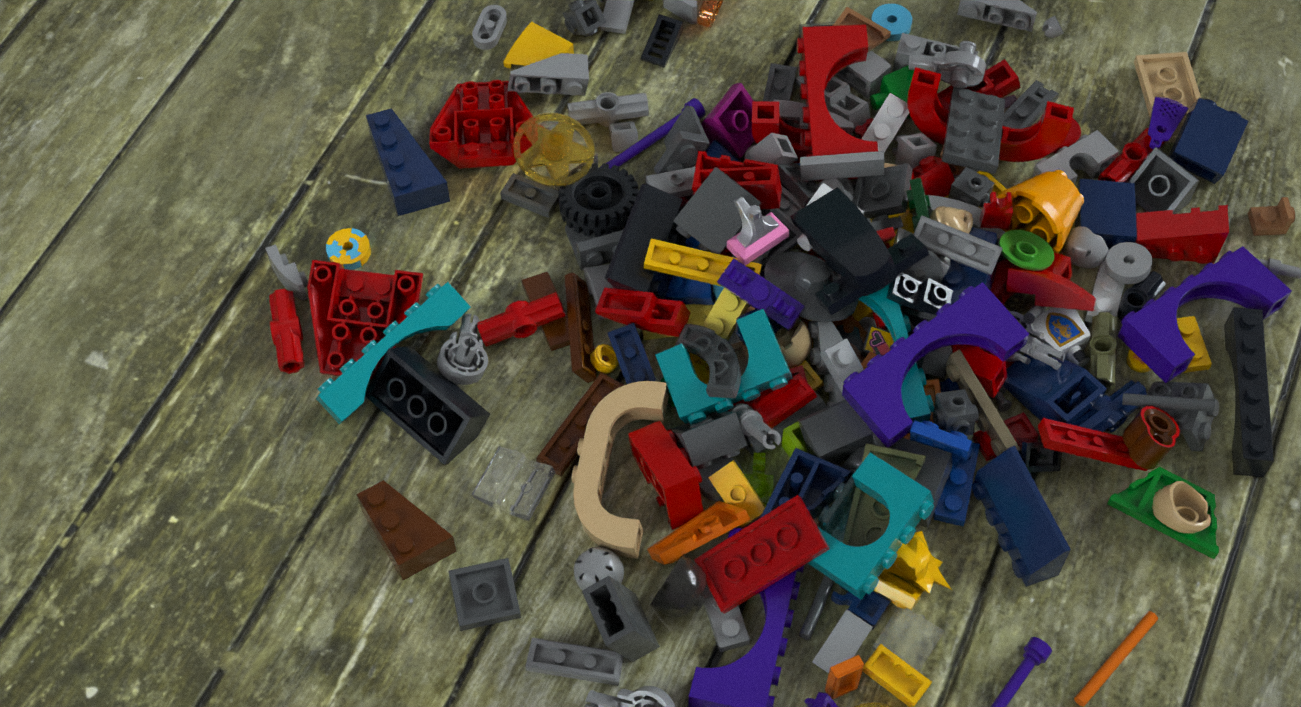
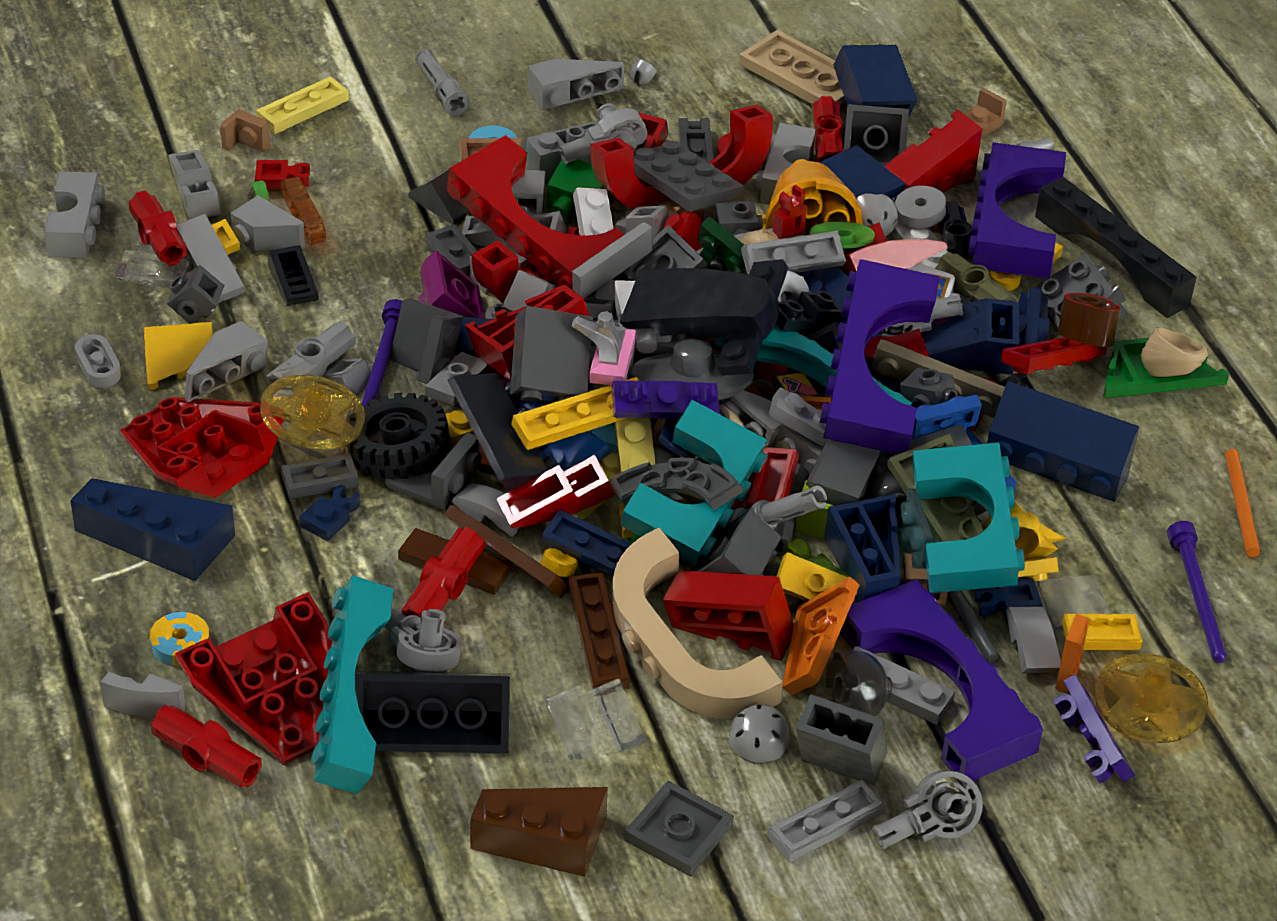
camera: 45 degrees left, 15 degrees down
(510, 225) = (327, 516): none -> dark blue plate
(761, 554) = (904, 600): red tile -> none
(1165, 117) = (827, 84): dark purple piece -> none
(1168, 402) = (1075, 283): dark grey bar -> none

